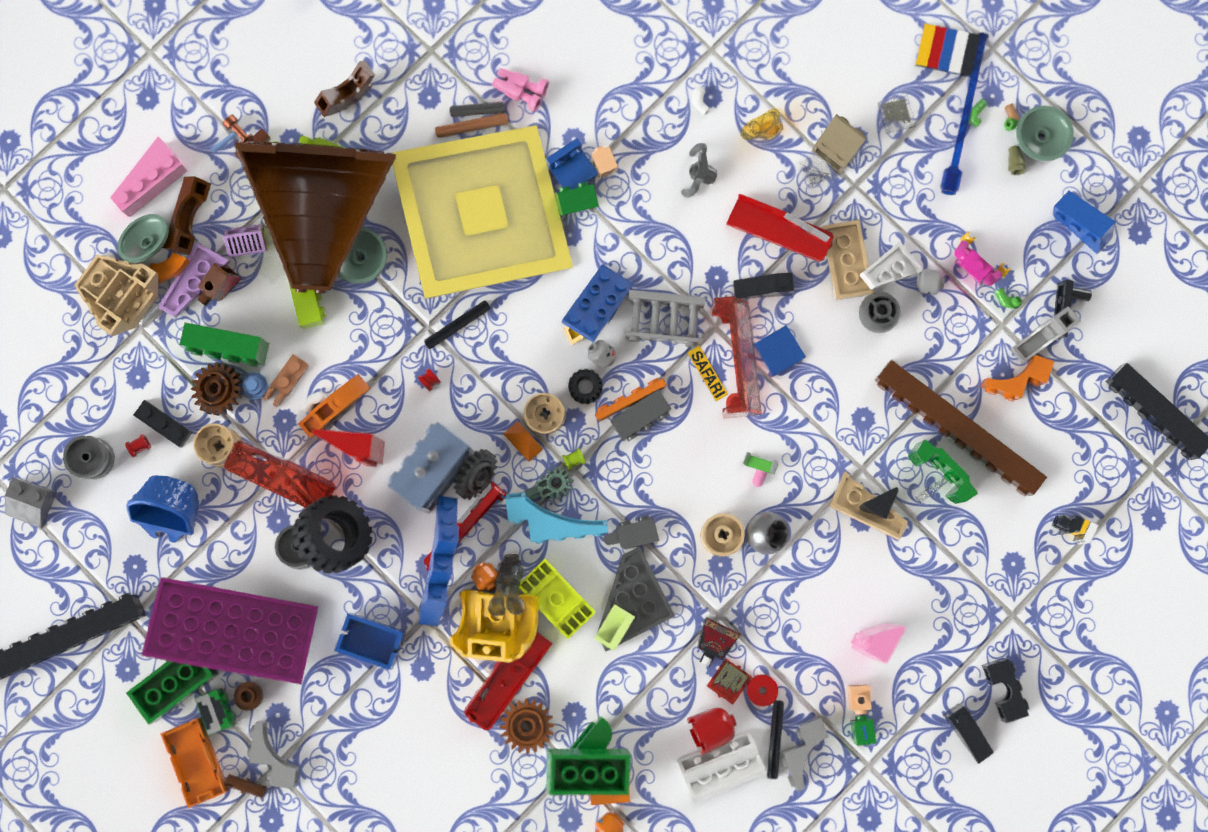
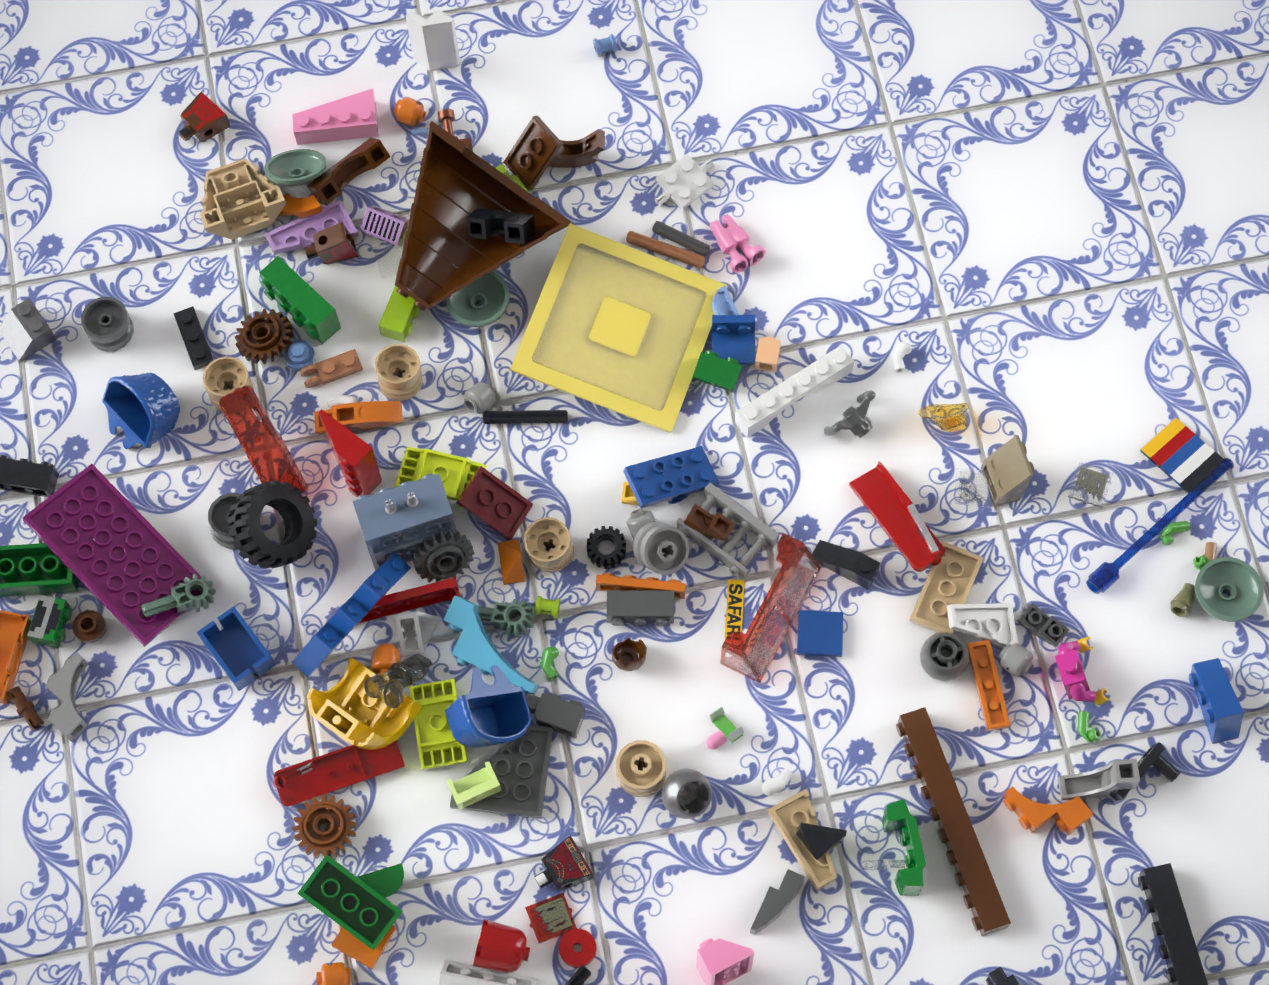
camera: 35 degrees right, 15 degrees down
(40, 244) = (202, 119): none -> reddish brown torso
(138, 445) = (157, 342): red bush -> none
(181, 67) = (433, 40): none -> white slope
(199, 136) = (409, 111): none -> orange head
(303, 632) = (182, 597): none -> sand green gear
(320, 111) = (533, 152): none -> reddish brown tile
(327, 192) = (516, 226): none -> black arch
(339, 342) = (397, 362): none -> tan wheel
(414, 332) = (479, 398): none -> light grey head
(417, 413) = (453, 469): none -> neon yellow plate
(429, 380) = (463, 448): red wheel -> none
(449, 61) = (684, 182): none -> white plate
(483, 407) = (494, 503): none -> dark red plate
(491, 541) = (415, 631): none -> white slope
(545, 143) = (723, 304): none -> light blue tile
(595, 570) = (489, 712): none -> blue piece
(600, 498) = (547, 660): none -> bright green arm
(628, 363) = (661, 547): none -> light grey wheel
(642, 177) = (818, 374): none -> white arch
(650, 322) = (707, 524): none -> reddish brown slope
(657, 456) = (629, 654): none -> reddish brown hair
(823, 481) = (777, 783): none -> white arm
(878, 567) = (777, 901): none -> dark grey slope
(922, 313) = (988, 685): none -> orange plate
(930, 243) = (1042, 625): none -> dark grey slope

